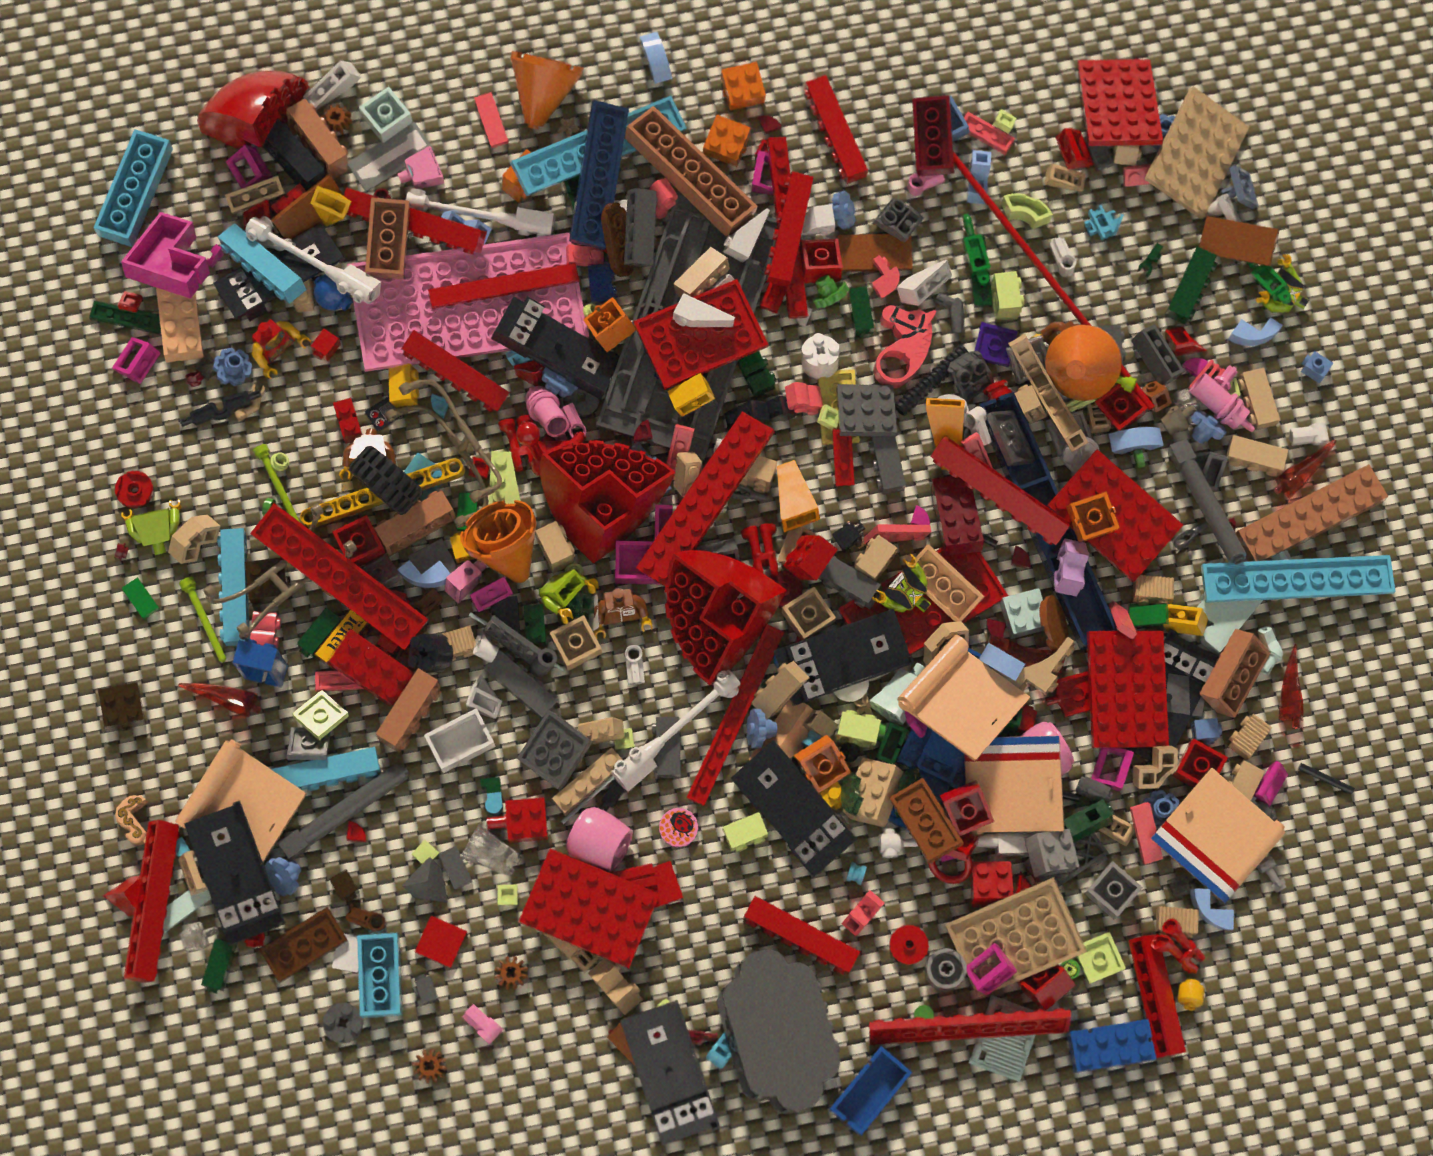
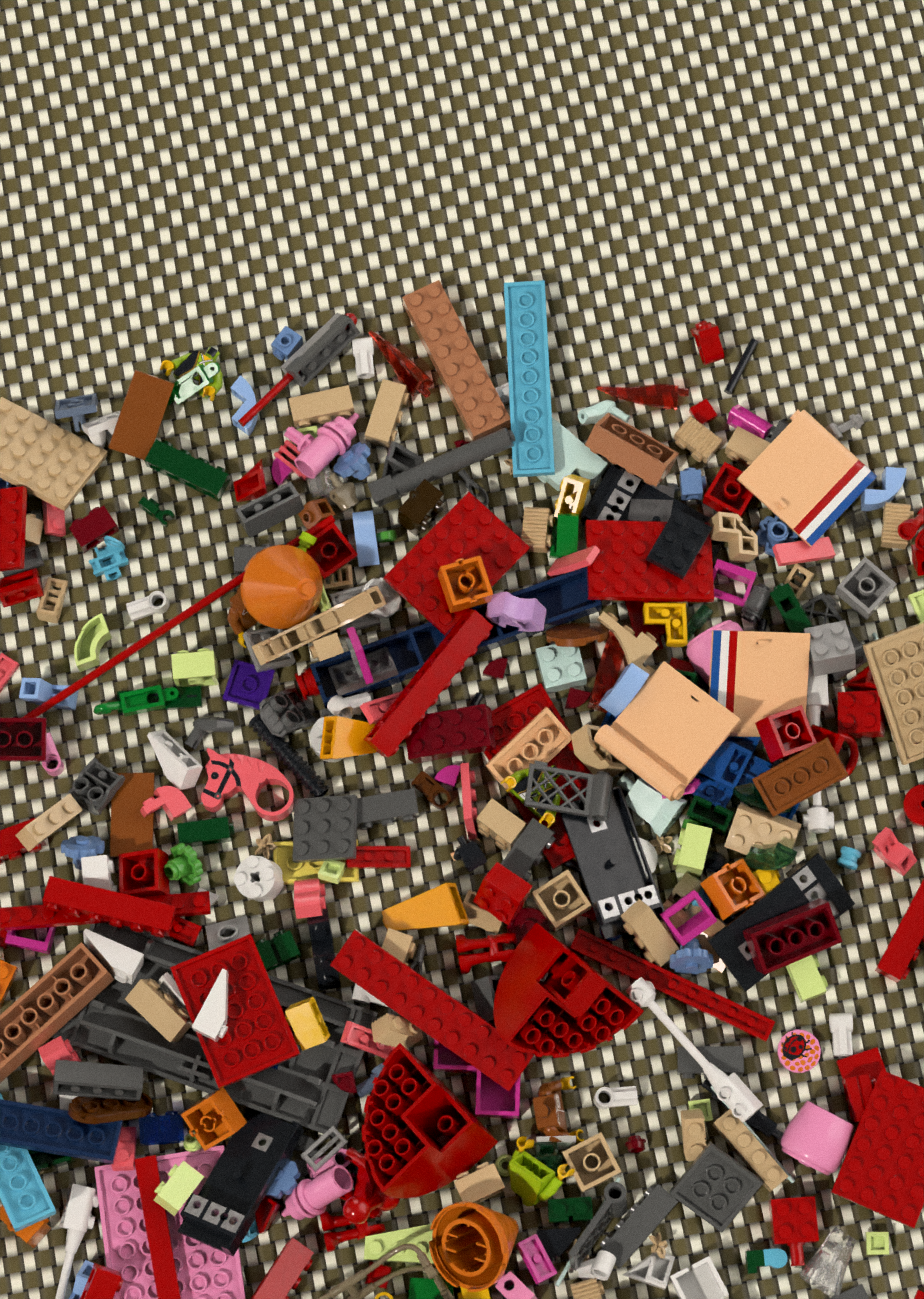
camera: 80 degrees left, 0 degrees up
(505, 702) = (658, 1245): none -> tan plant
(550, 295) = (178, 1188): none -> yellowish green brick
(593, 683) = (635, 1144): none -> dark red plate
(595, 427) = (310, 1161): none -> light grey tile
(700, 865) = (841, 1027): none -> white piece
(727, 616) = (576, 984): none -> red brick
(777, 340) = (215, 931): none -> light grey piece
(779, 814) = (792, 936): none -> dark red brick
(786, 728) = (694, 925): none -> dark pink tile
(851, 362) = (265, 845): none -> tan plant
(863, 179) = (49, 822): none -> tan brick
(900, 641) = (596, 797): none -> dark grey piece
(906, 502) = (430, 789): none -> reddish brown piece
(1022, 428) = (358, 656): none -> dark pink piece
(1074, 737) = (698, 620): none -> clear green bar
(1075, 711) = (672, 616): none -> yellow brick
(1132, 206) = (93, 528): none -> dark red brick
(1145, 714) = (679, 543): none -> black plate
(1166, 485) = (421, 508): none -> dark brown brick
(1277, 742) = (703, 412): none -> red tile
(1304, 386) = (311, 358): none -> dark grey piece
(1347, 745) = (708, 342): none -> red pin

